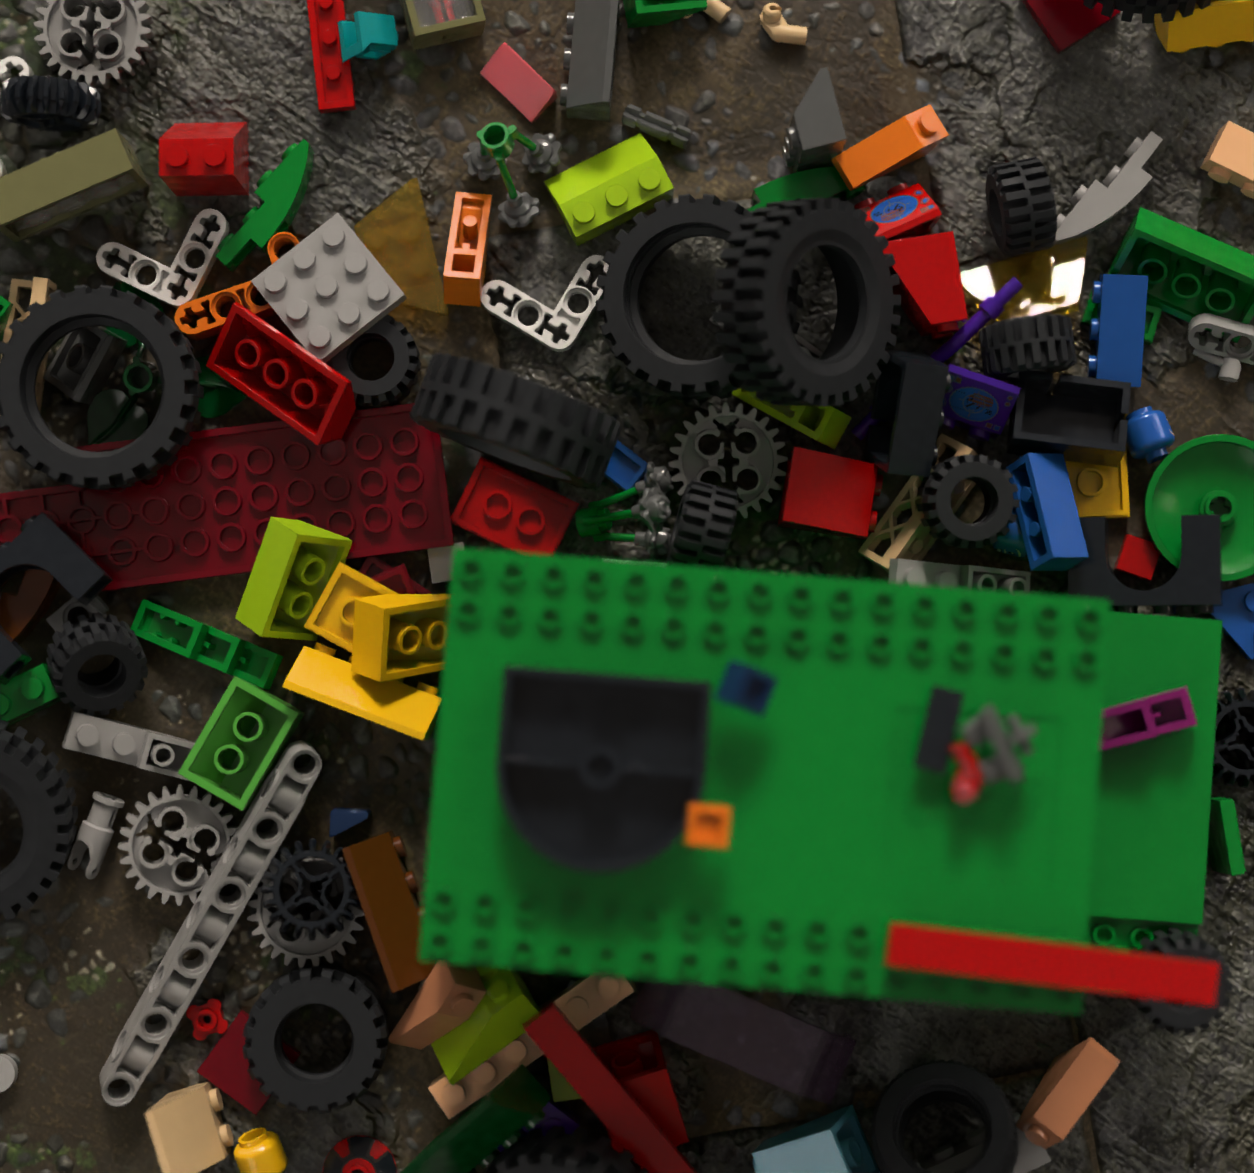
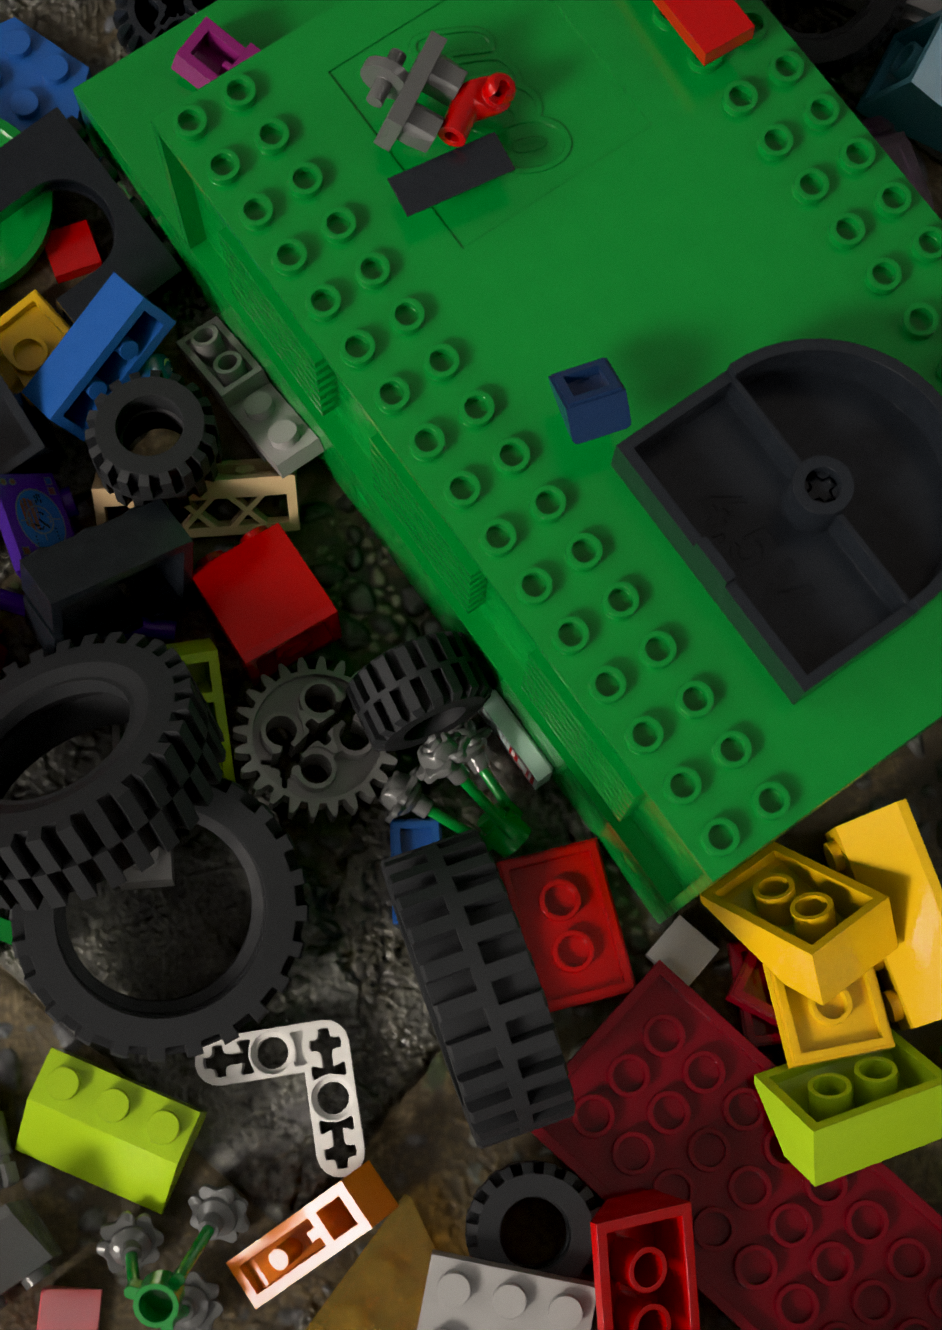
camera: 135 degrees left, 10 degrees down
(707, 826) = (780, 317): orange tile -> none

